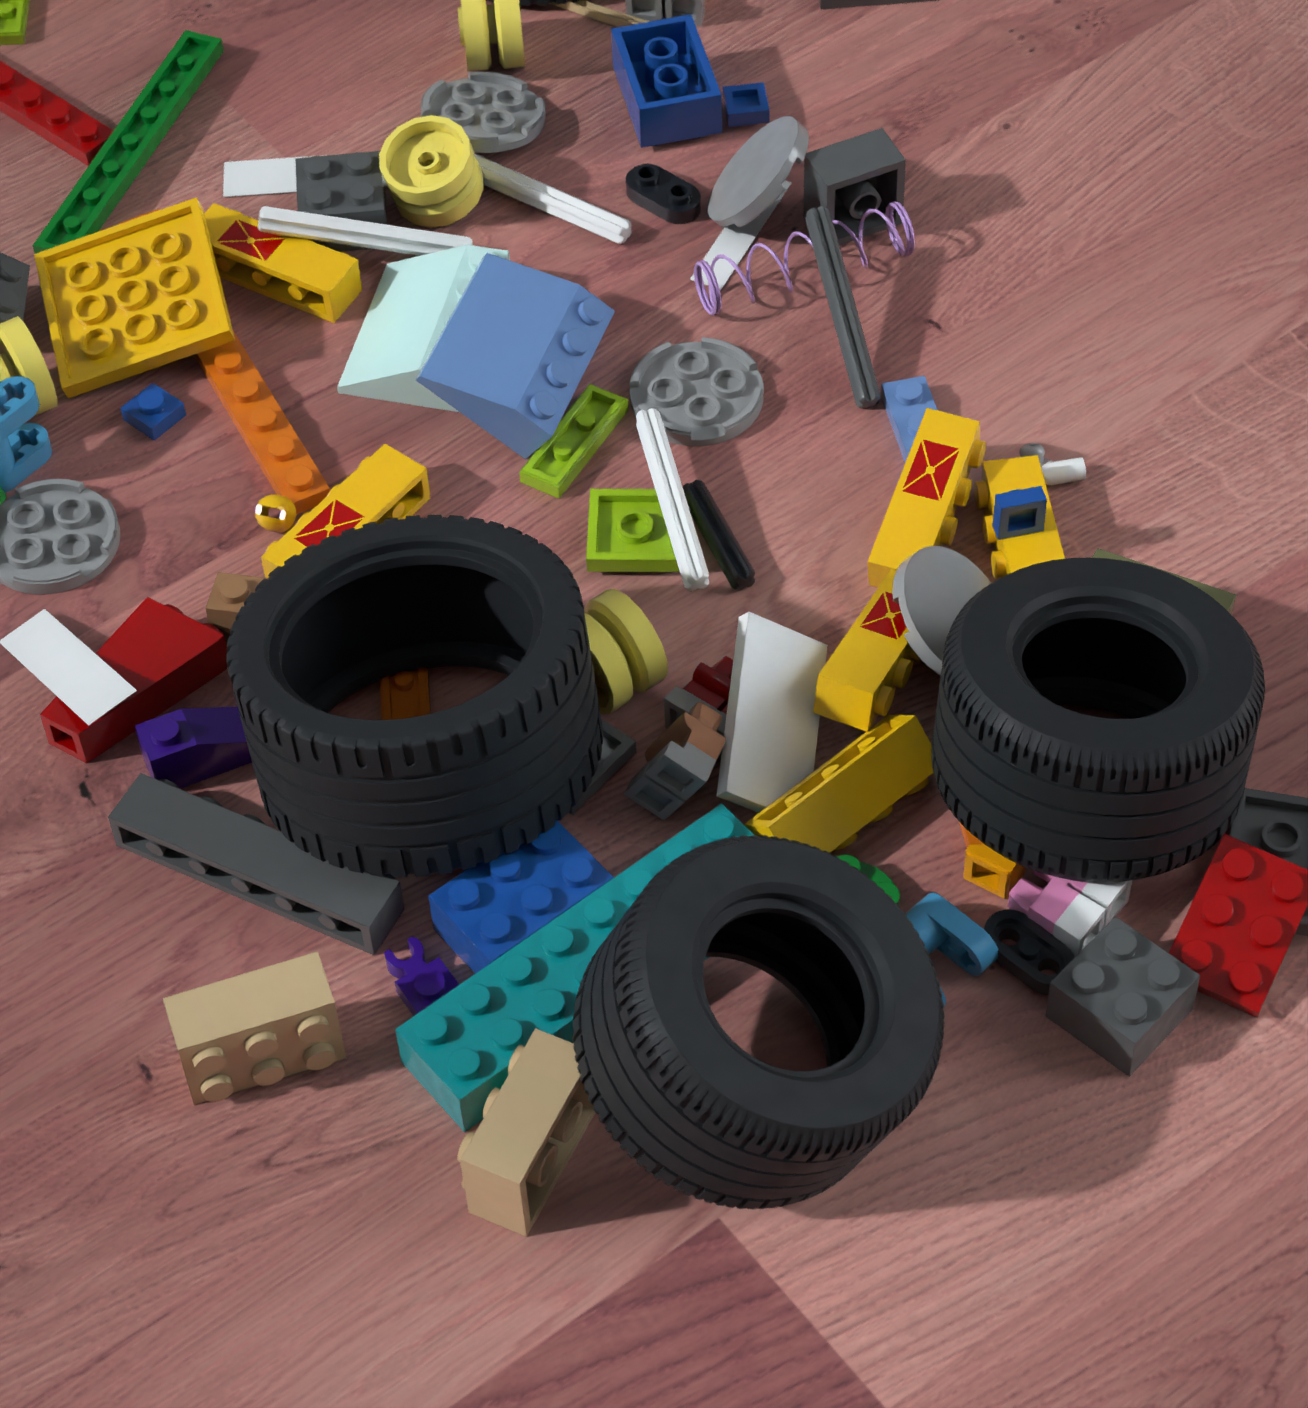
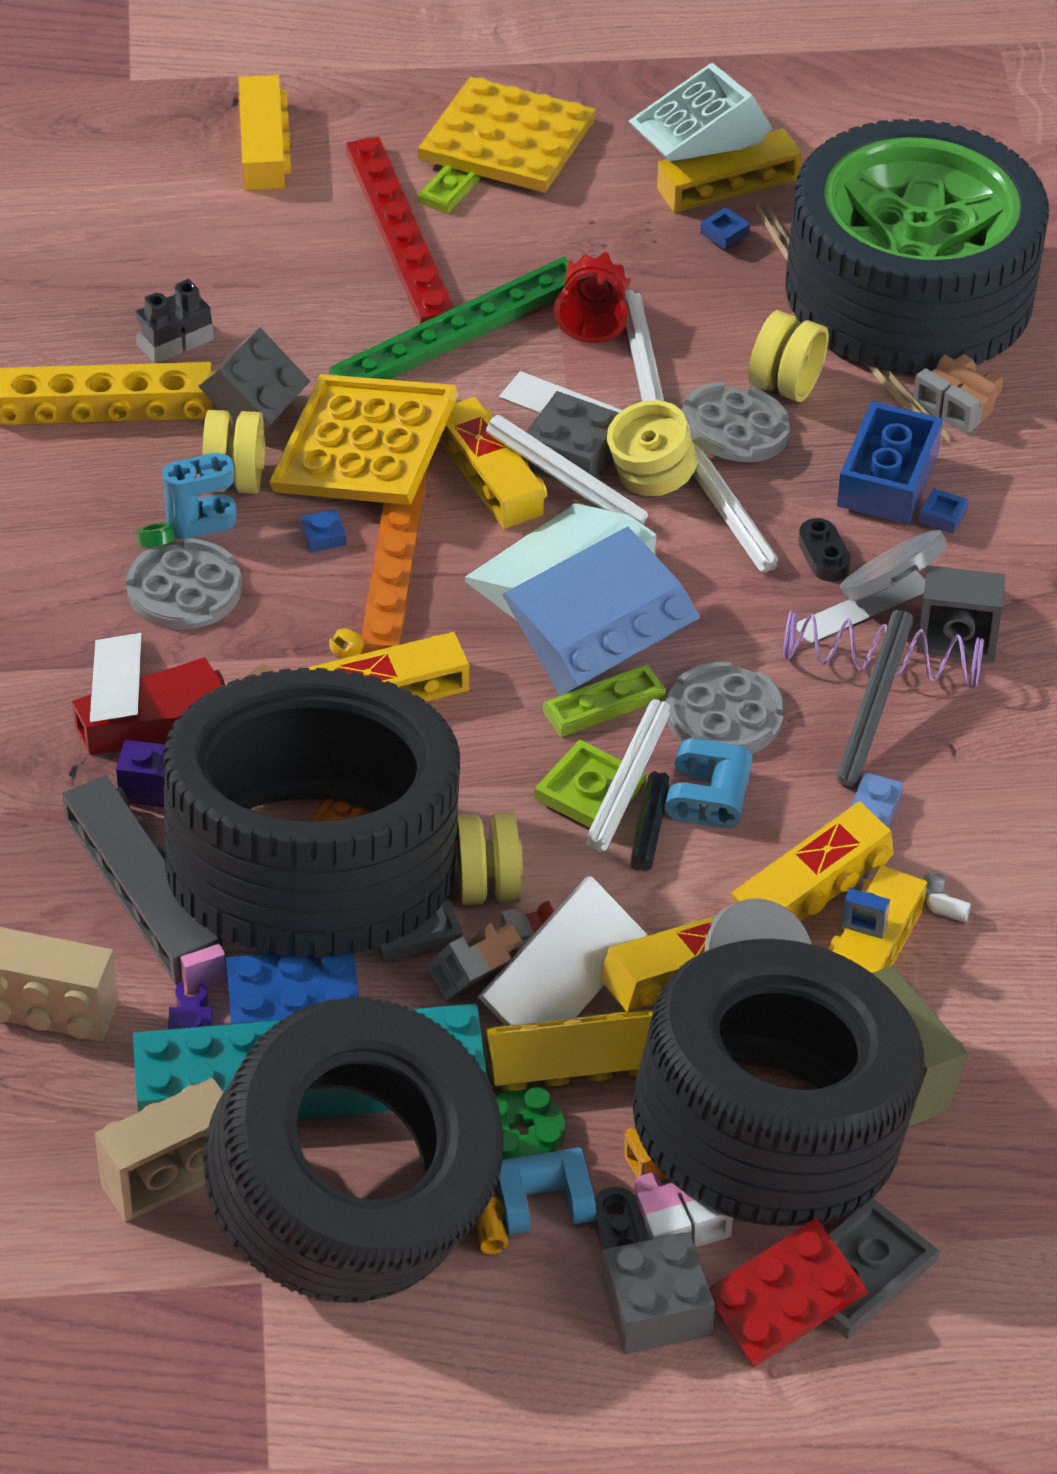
camera: 30 degrees right, 5 degrees down
(254, 57) = (593, 300): none -> red hat
(333, 87) = (642, 349): none -> white axle
(400, 920) = (203, 966): none -> bright pink tile
(772, 476) = (728, 786): none -> dark azure connector

